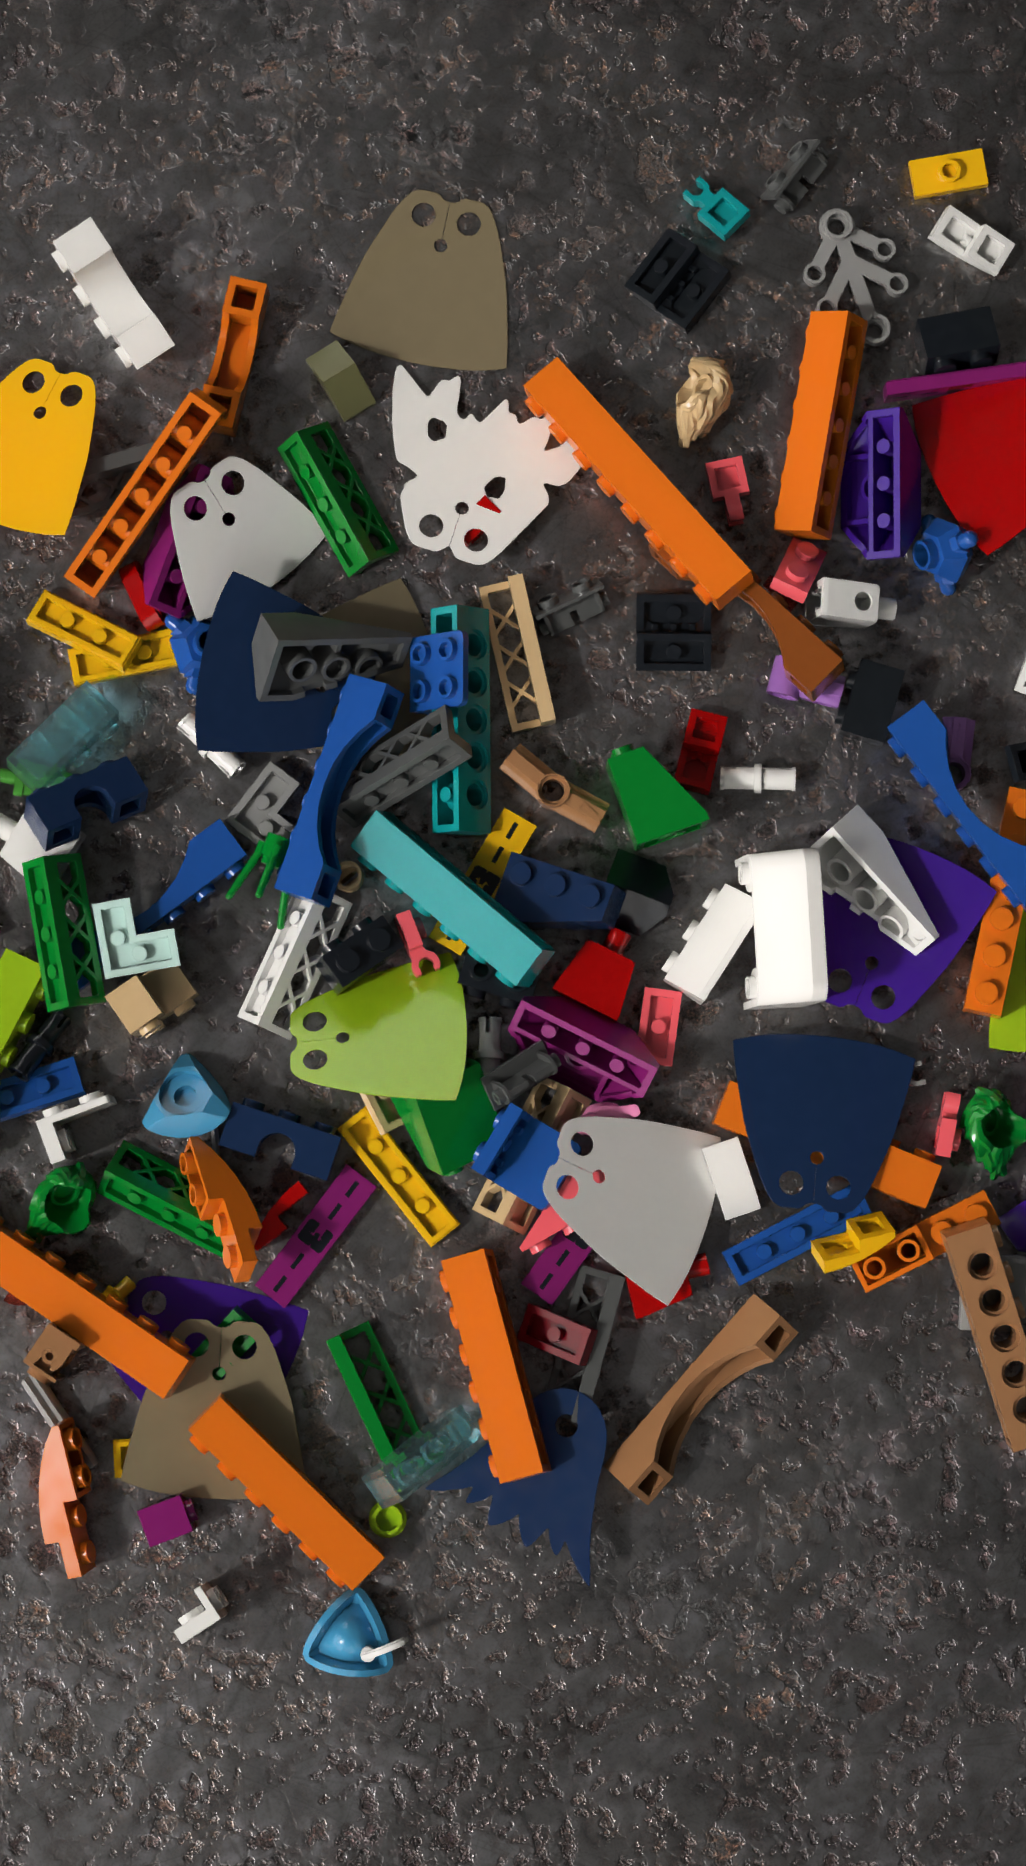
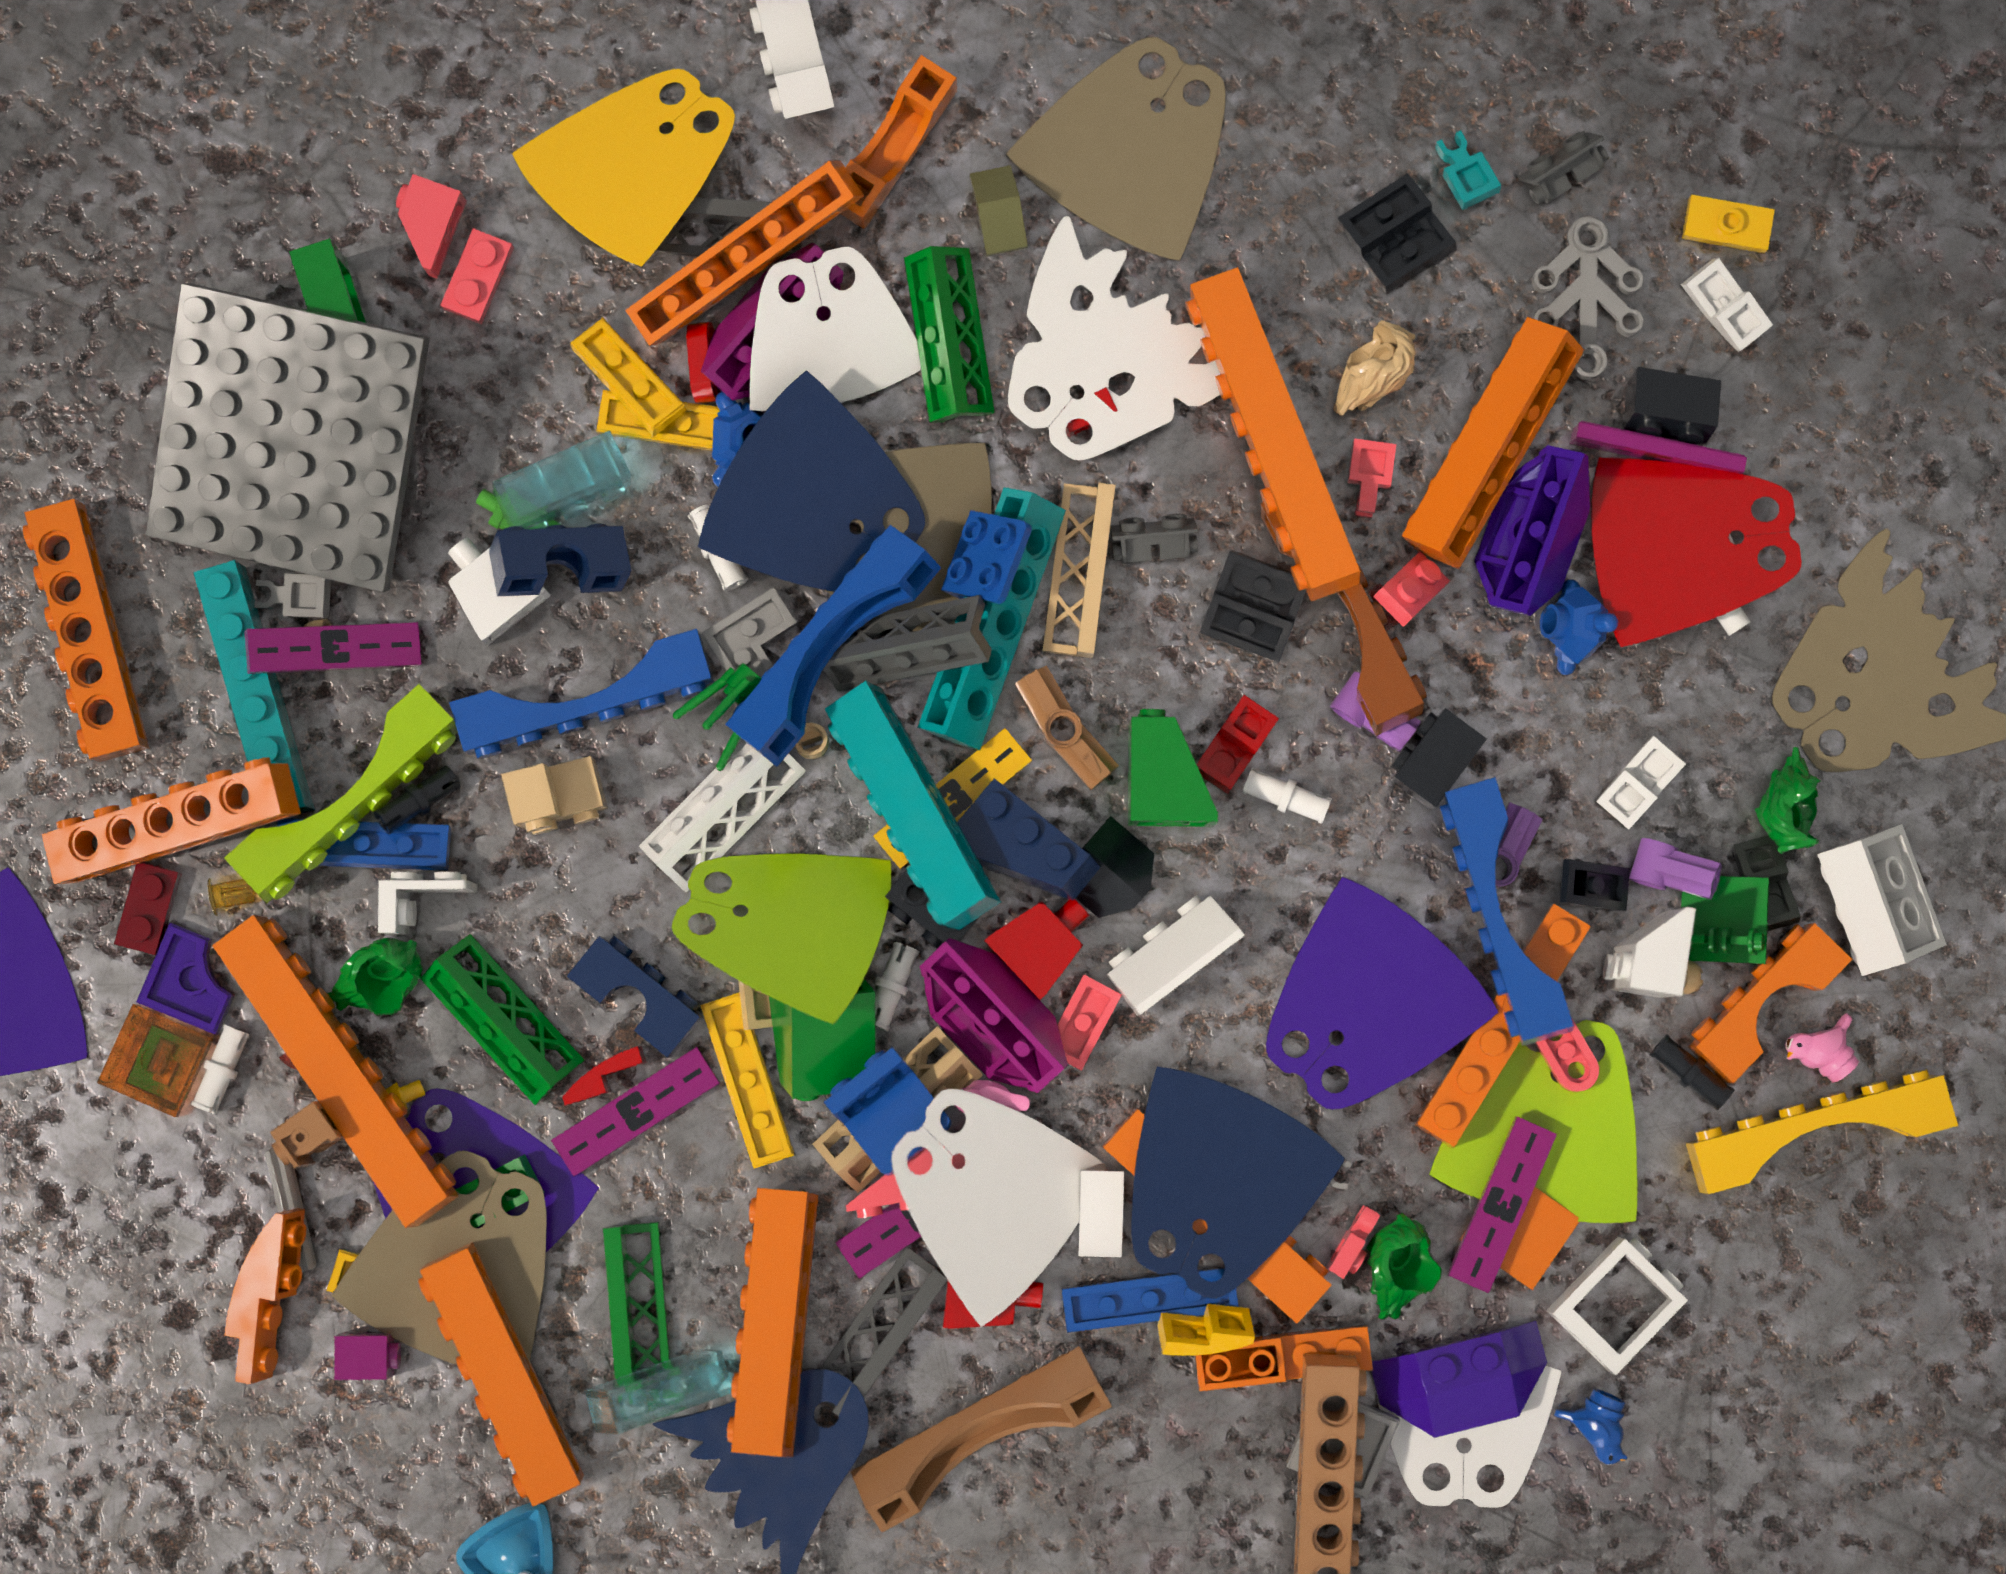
camera: 20 degrees right, 0 degrees up
(55, 932) = (472, 685): green fence -> none
(125, 950) = (544, 735): light aqua plate -> none
(188, 1103) = (552, 920): dark azure hat -> none
(199, 1618) = (374, 1471): white bracket -> none
(224, 1200) = (550, 1037): orange slope -> none
(309, 651) = (856, 486): dark grey wedge -> none
(360, 954) = (792, 828): black brick -> none
(387, 1521) = (599, 1447): lime plate -> none
(412, 933) = (856, 827): coral plate -> none
(519, 1074) = (914, 1020): dark grey hinge -> none
(557, 1334) = (852, 1312): dark red plate -> none
(786, 928) = (1257, 968): white windscreen -> none
(834, 602) = (1437, 638): white torso -> none
(868, 874) = (1365, 936): white wedge -> none

